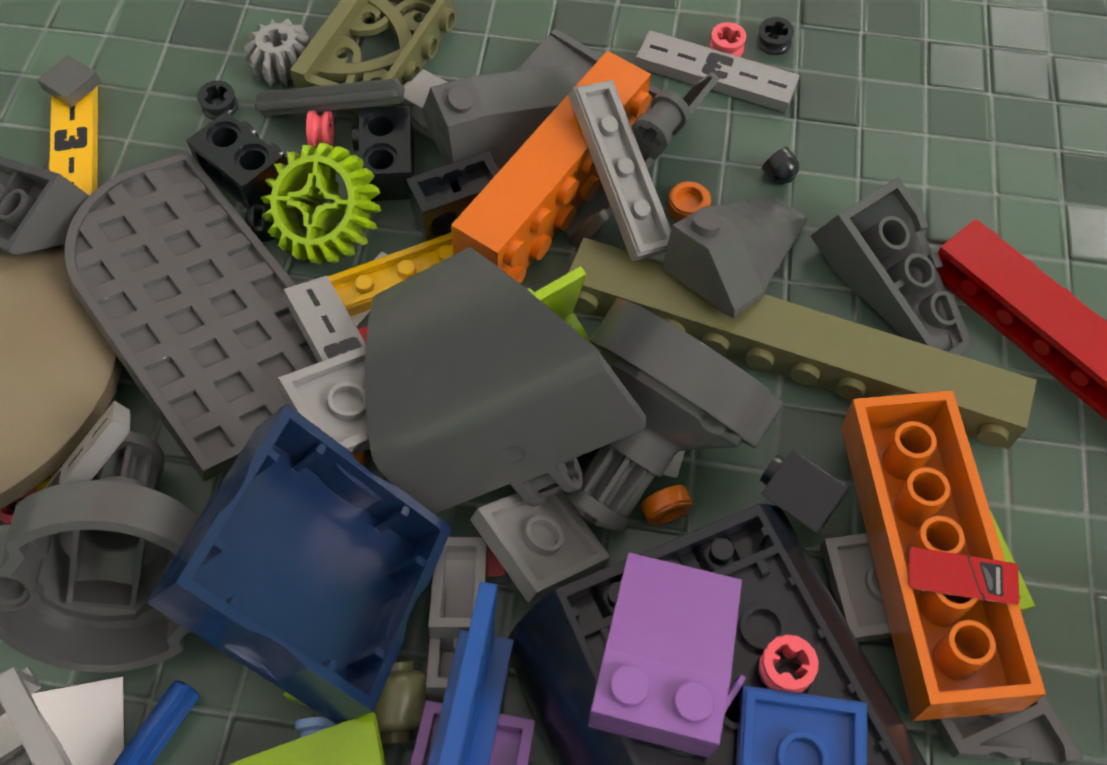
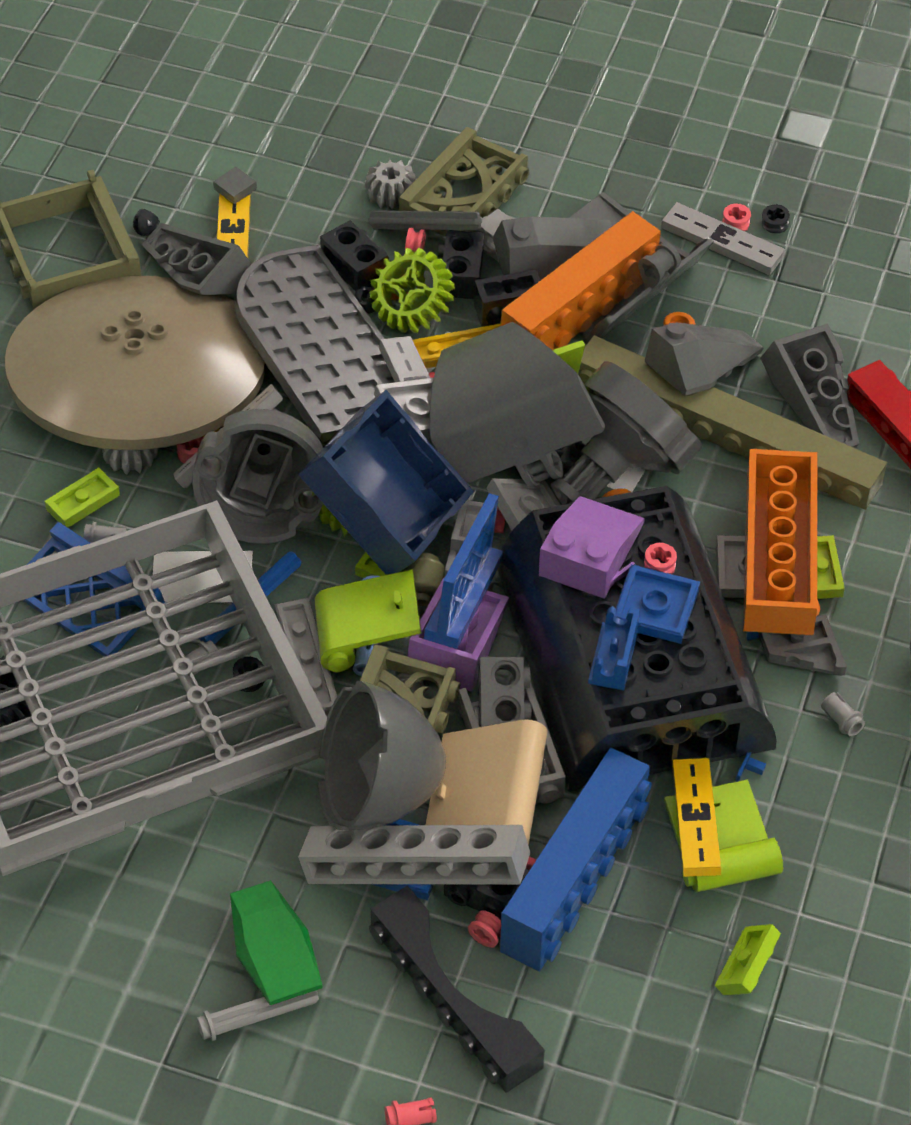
camera: 10 degrees right, 10 degrees down
(215, 90) = (342, 205): black bush -> none
(621, 169) = (626, 290): light grey tile -> none
(781, 166) = (753, 310): black hinge -> none
(802, 490) = (704, 495): black hinge -> none
(964, 575) = (788, 547): red sticker -> none

